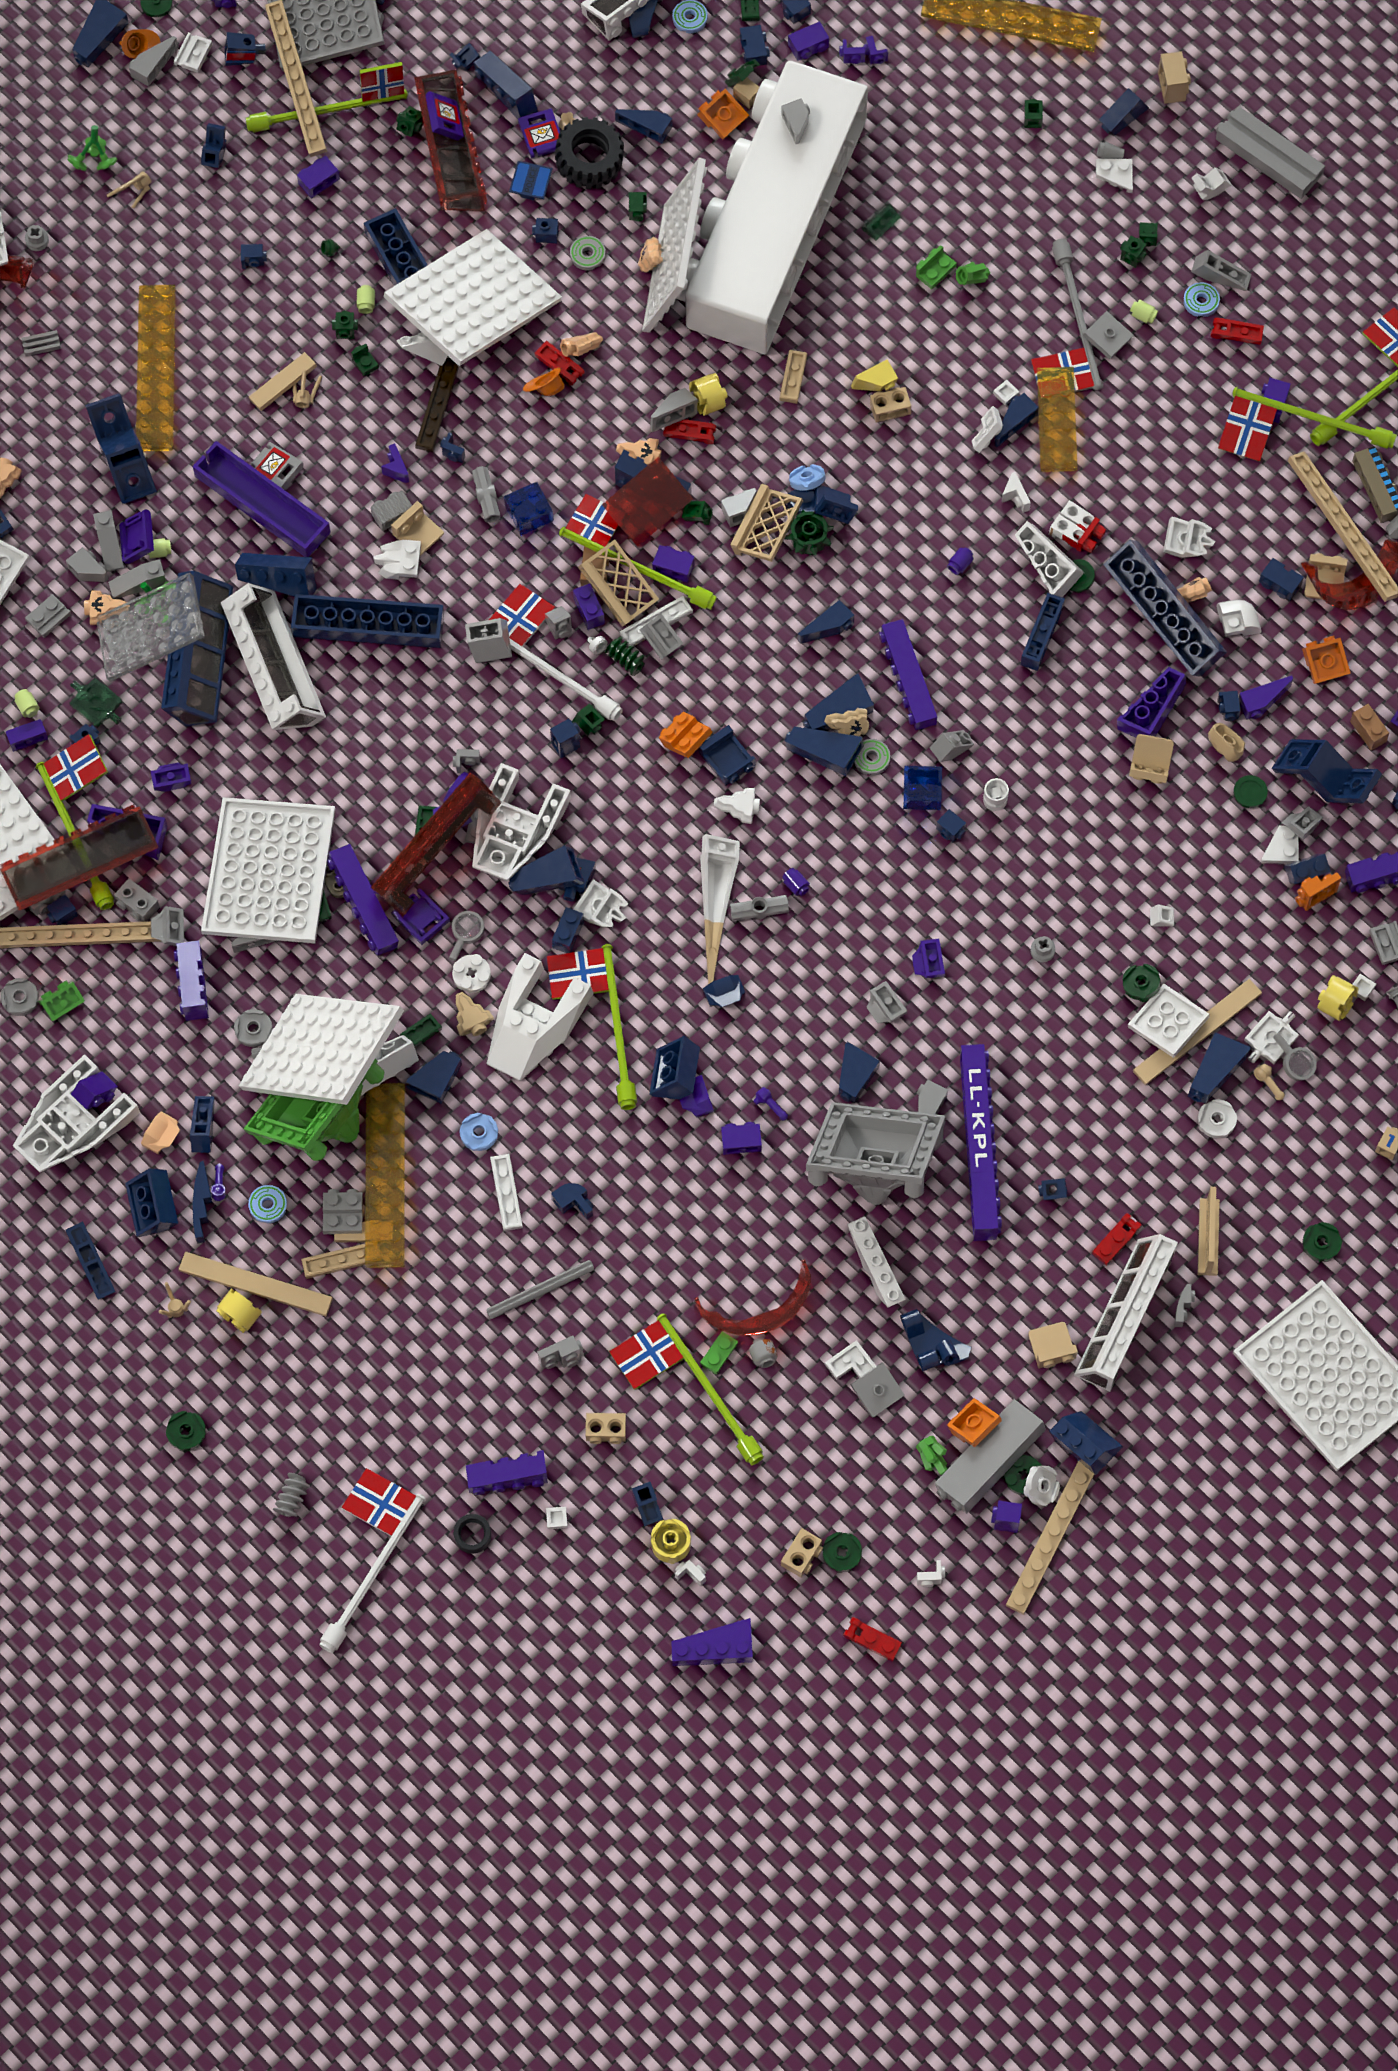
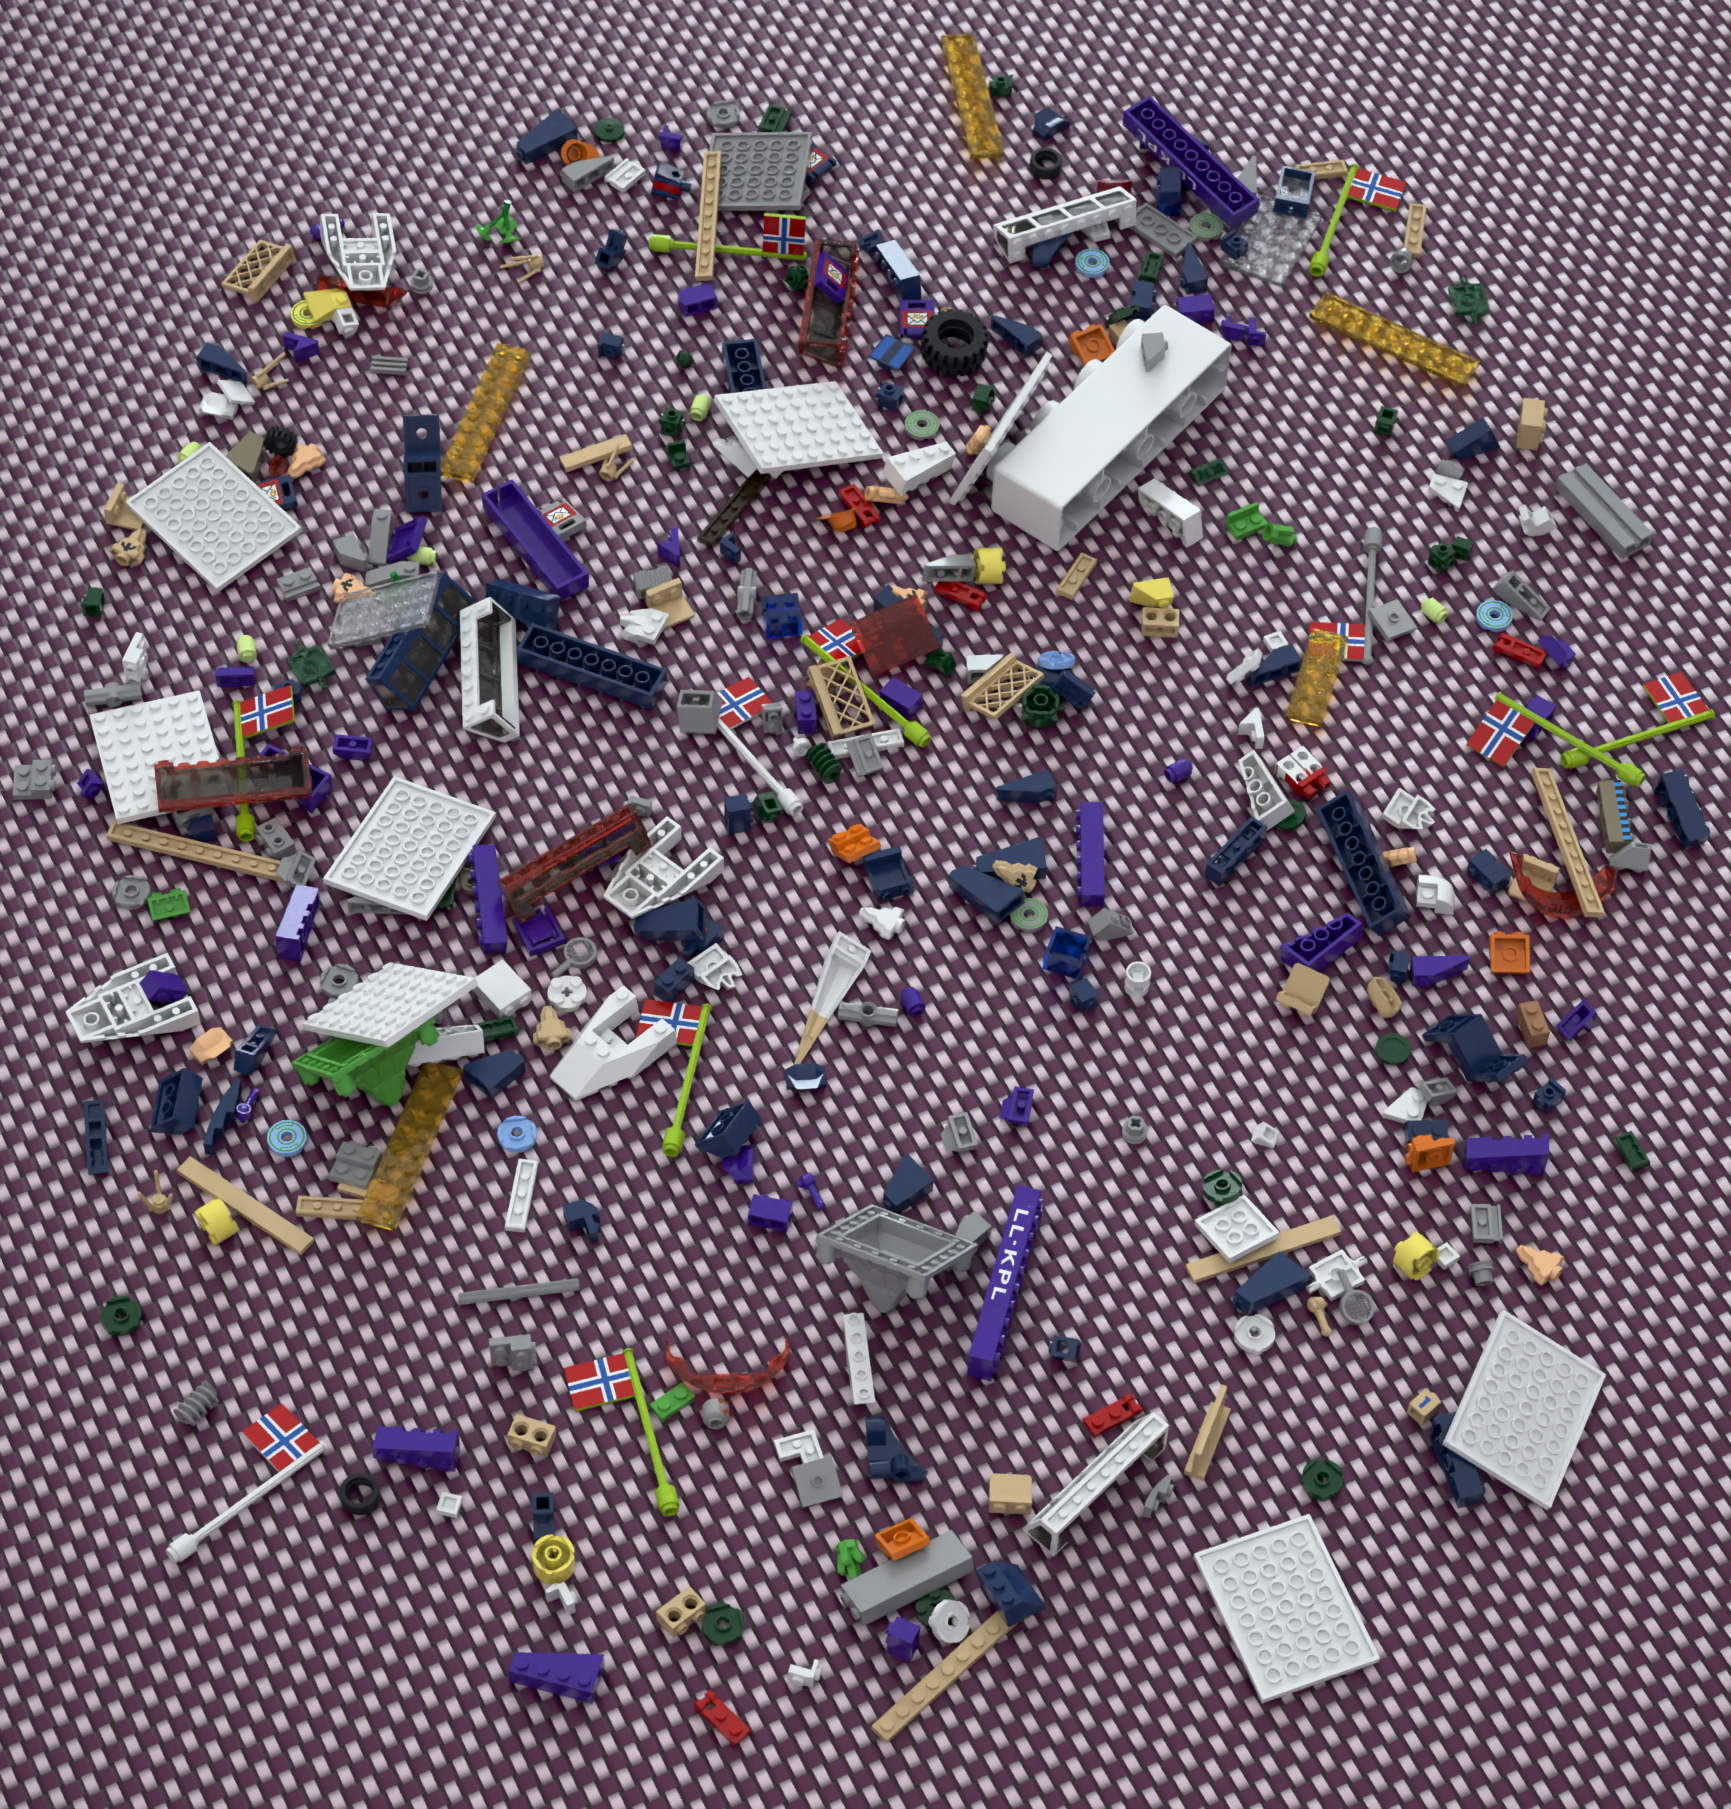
camera: 15 degrees right, 15 degrees down
(410, 990) = (502, 990): none -> white brick
(601, 306) = (918, 466): none -> white wedge
(861, 278) = (1172, 511): none -> white wedge
(1273, 320) = (1558, 650): none -> dark purple slope

